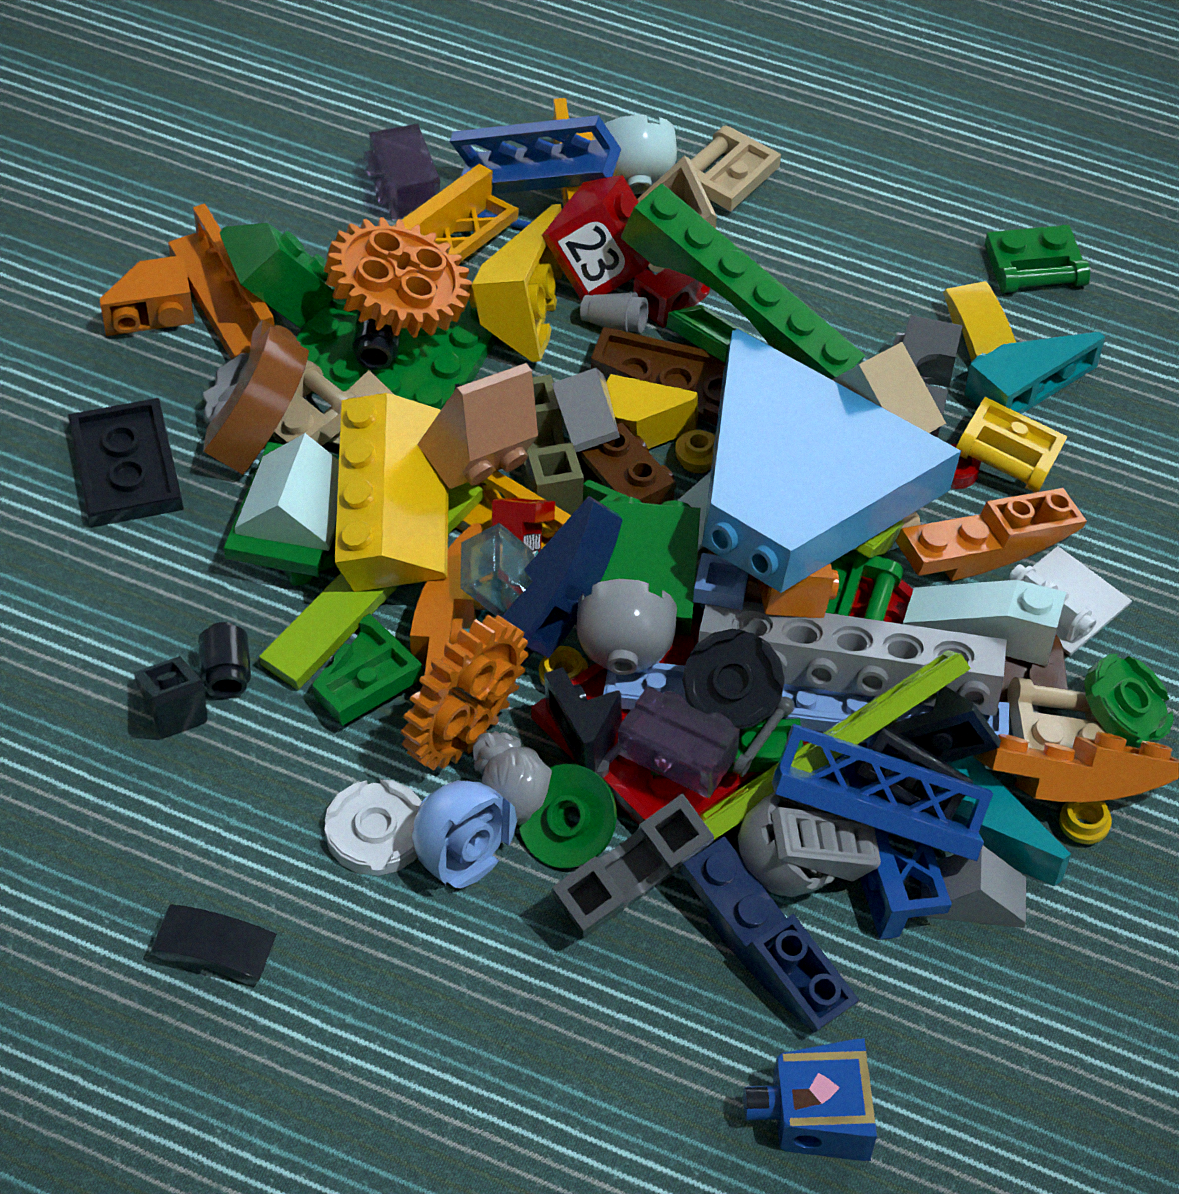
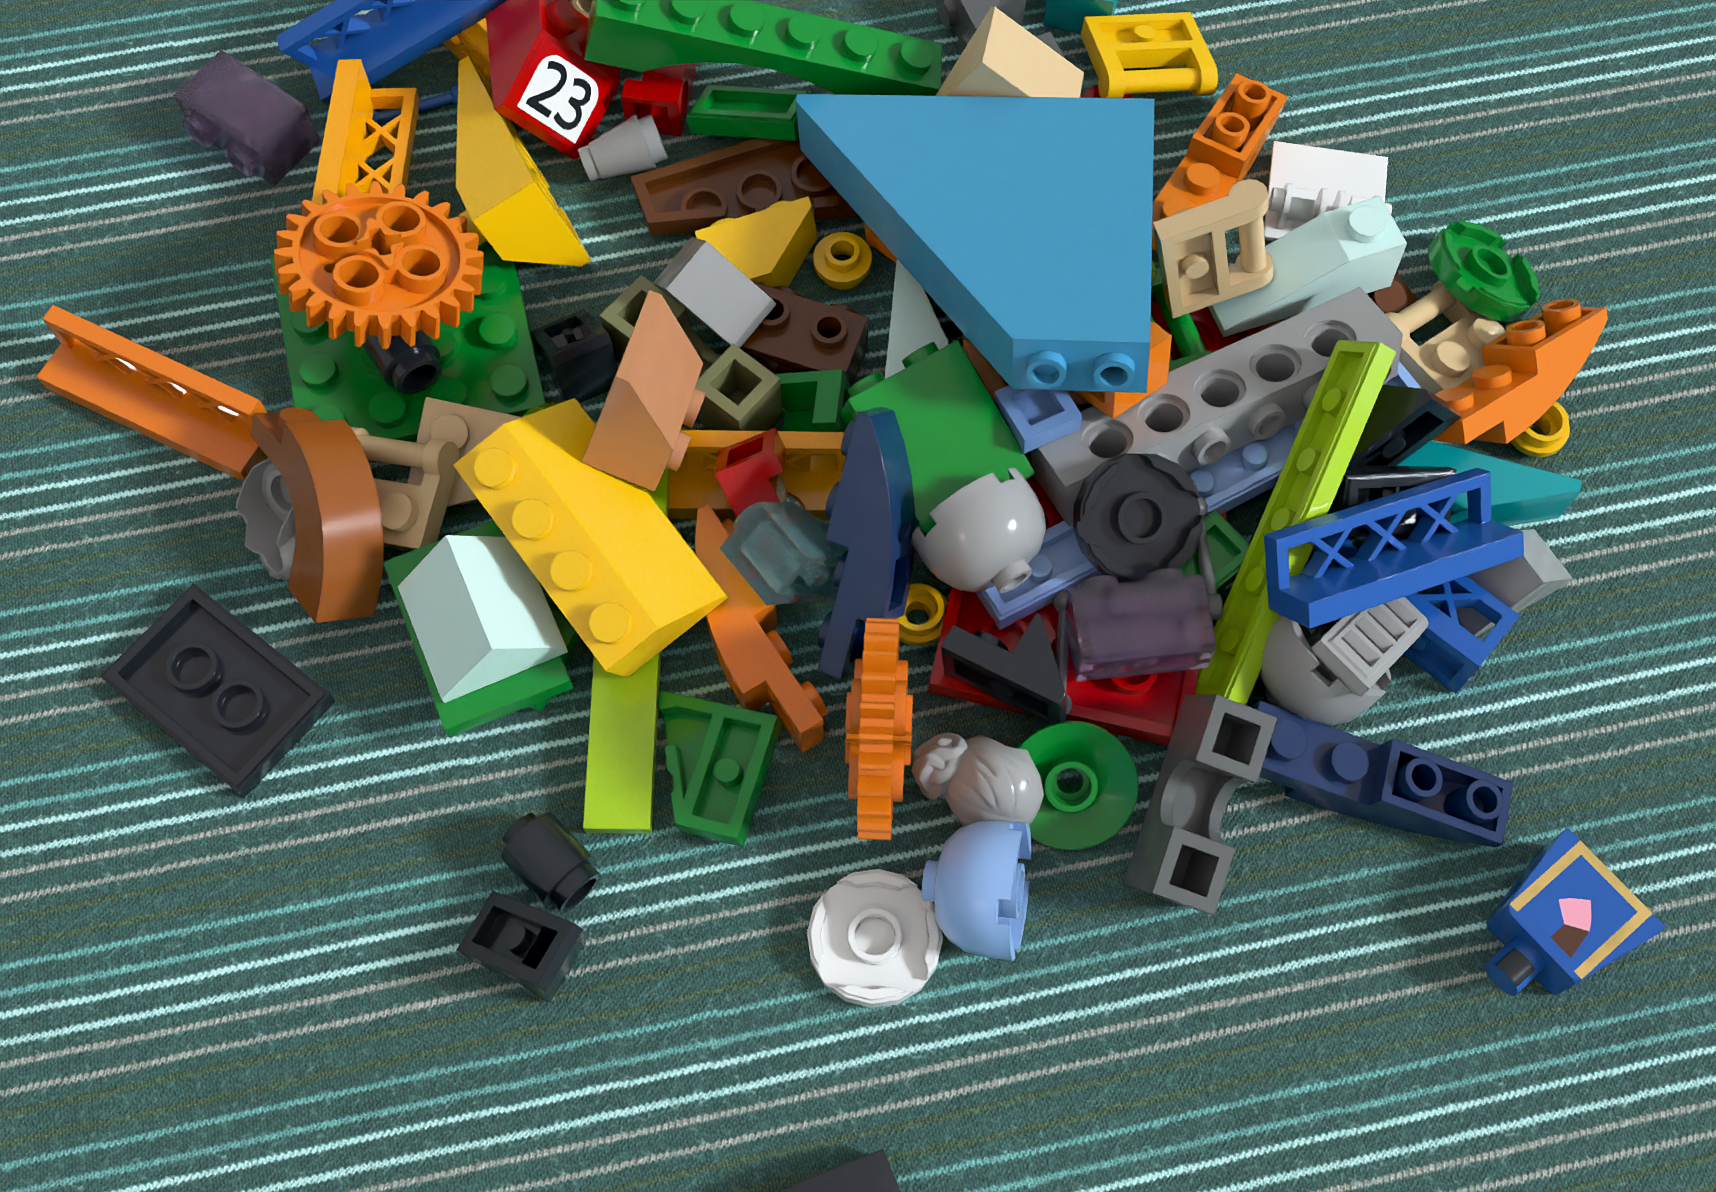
camera: 35 degrees left, 15 degrees up
(149, 297) = (76, 462): orange slope -> none
(278, 270) = (218, 338): green slope -> none
(897, 553) = (1195, 252): none -> tan plate

